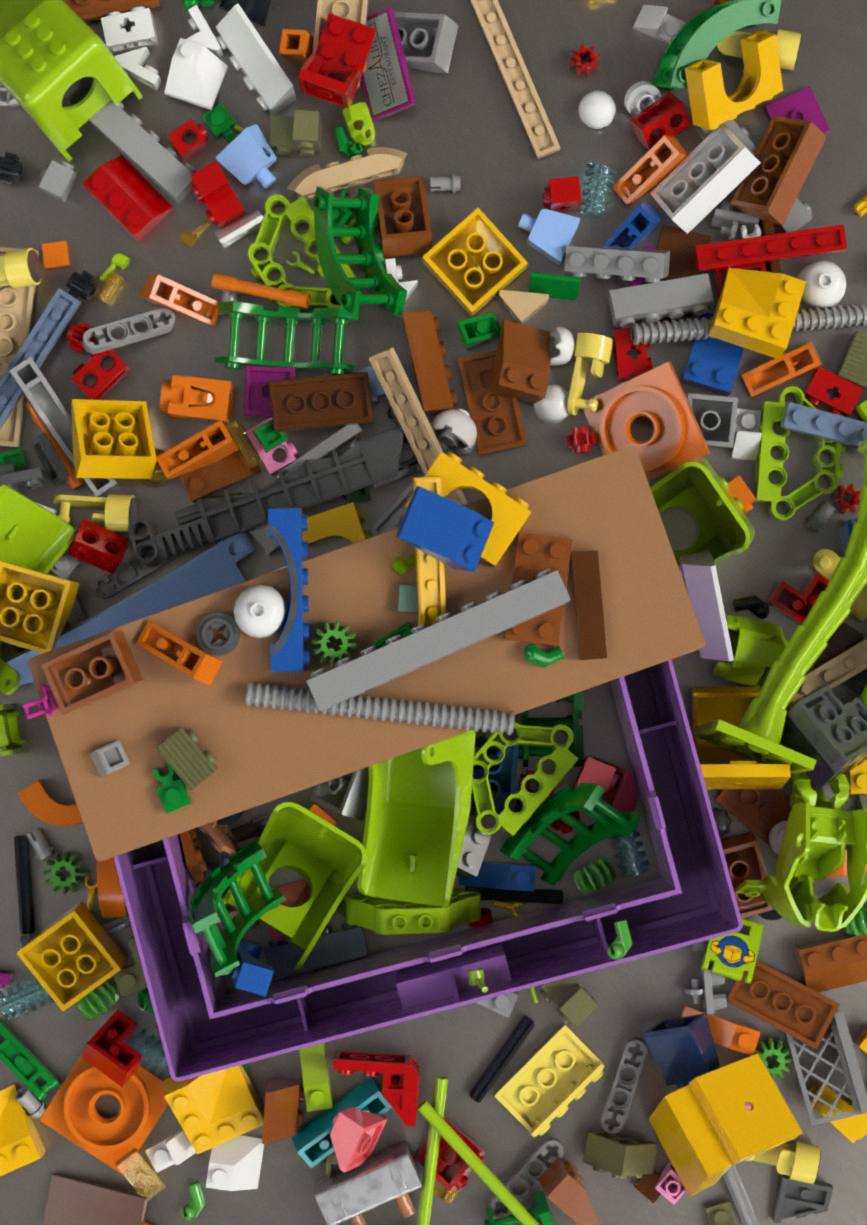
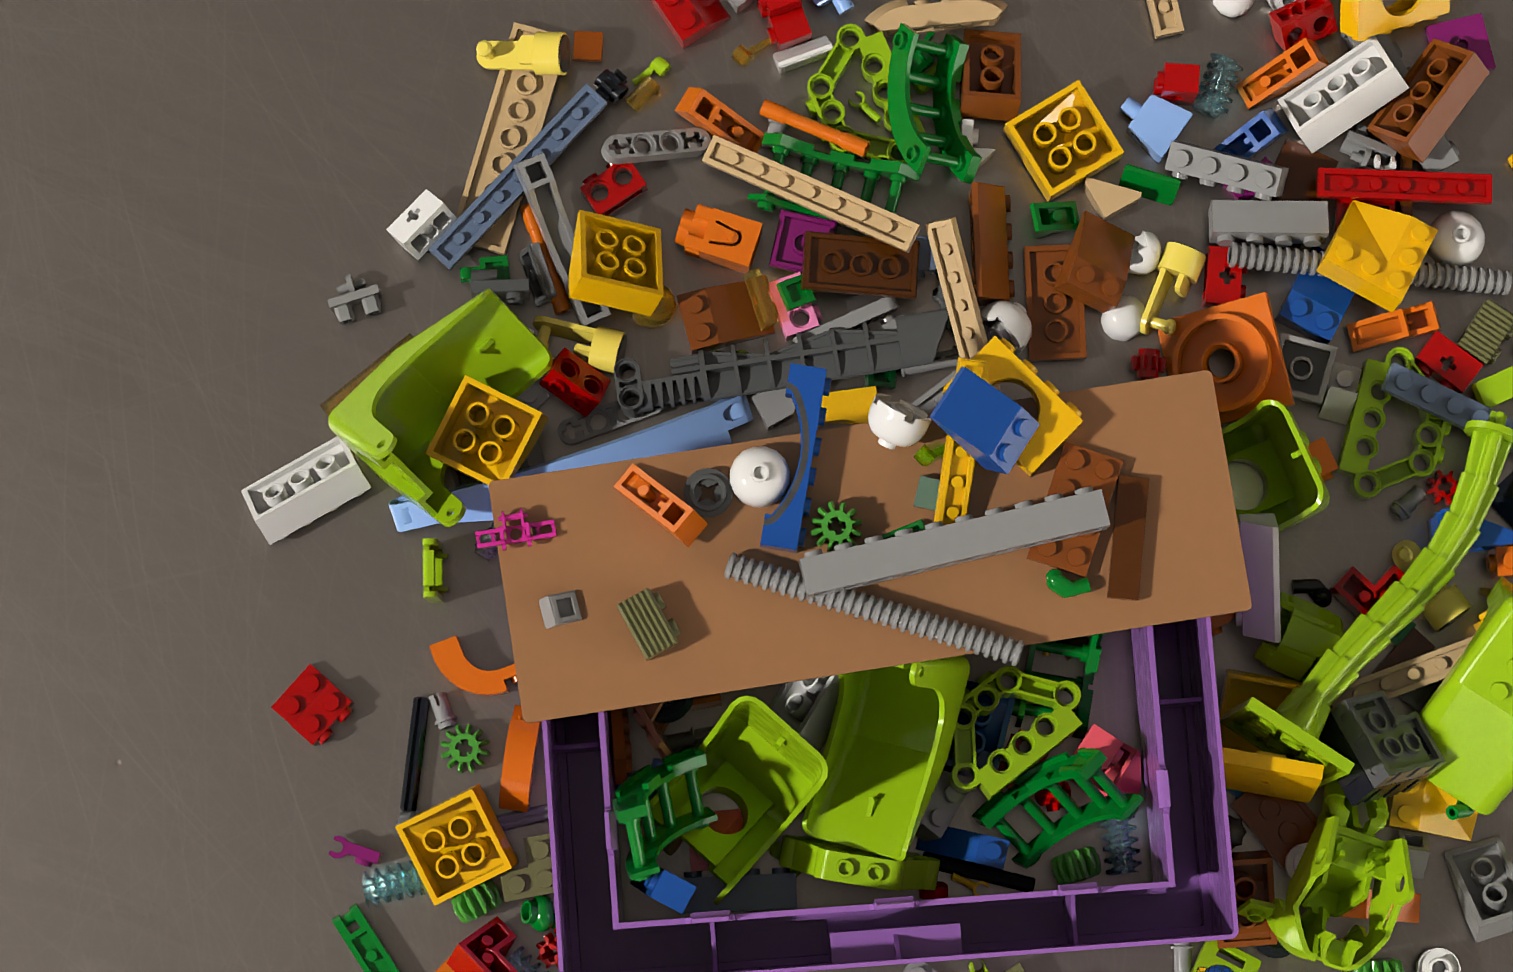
camera: 15 degrees right, 5 degrees down
(75, 336) = (594, 141): red gear -> none
(91, 892) = (491, 776): yellow hand -> none
(92, 672) = (560, 507): dark orange slope -> none
(172, 793) = (624, 660): green plate -> none
(197, 451) = (711, 294): orange slope -> none
(267, 348) = (811, 194): none -> tan plate
(370, 543) = (896, 422): none -> white cylinder
(445, 183) = (1046, 46): light grey pin -> none
(477, 978) = (924, 939): lime hand -> none
(622, 942) = (1098, 925): bright green arm -> none

